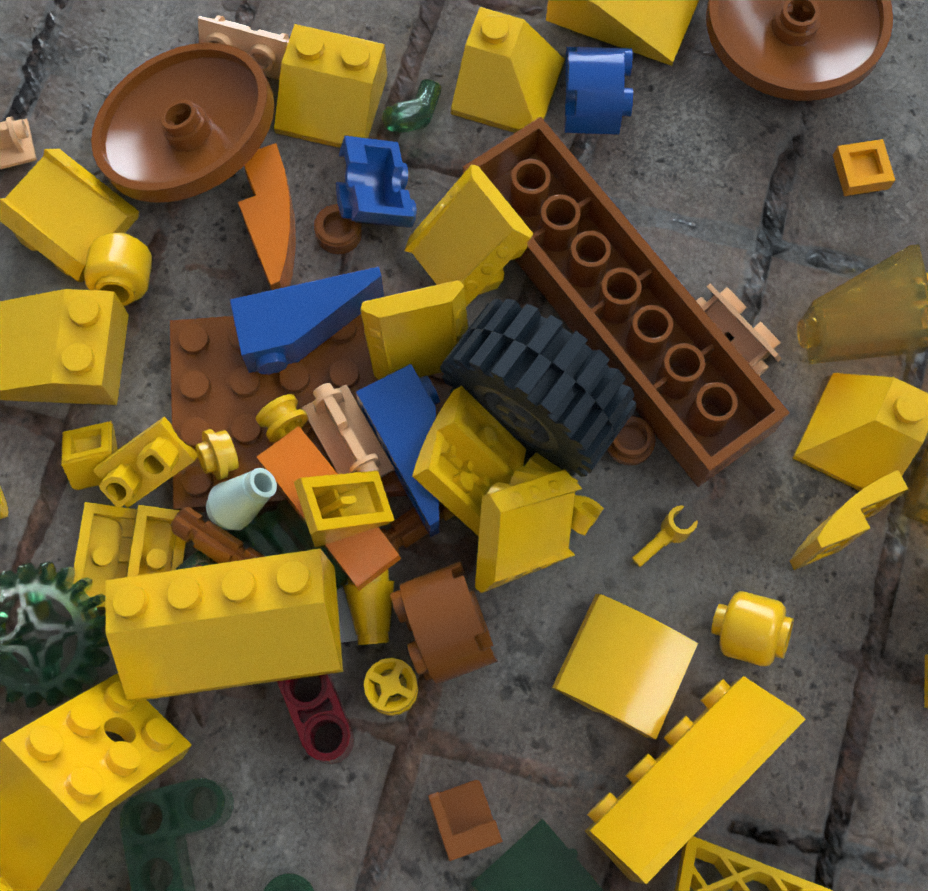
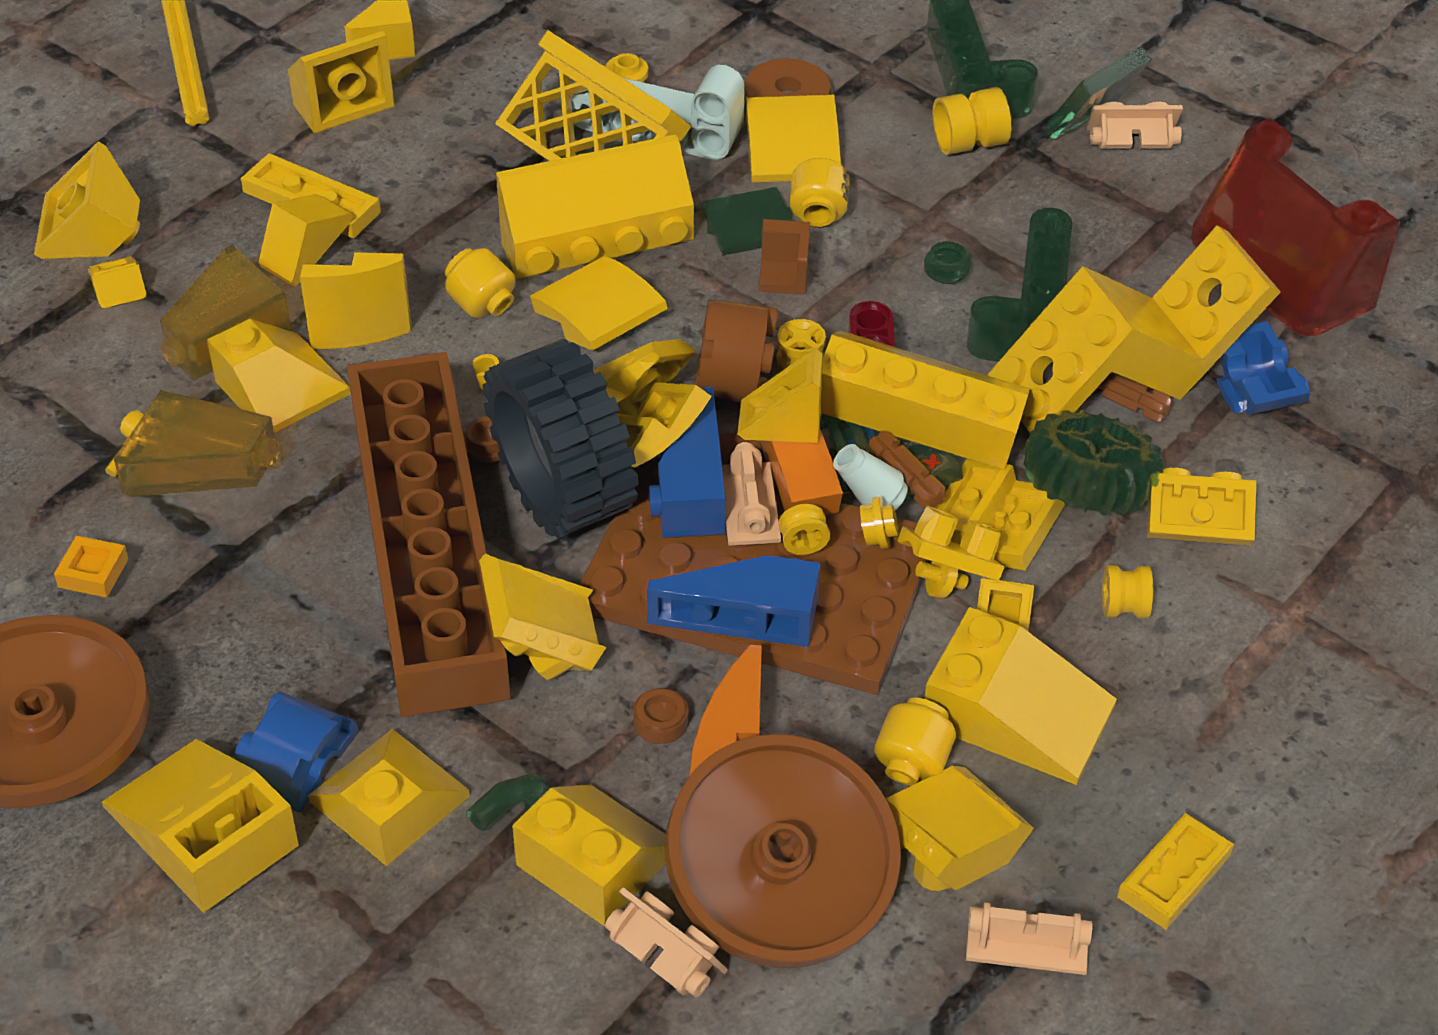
camera: 155 degrees left, 25 degrees down
(375, 184) = (608, 702): blue cylinder -> none
(414, 328) = (638, 531): yellow slope -> none
(752, 343) = (328, 483): light nougat hinge -> none

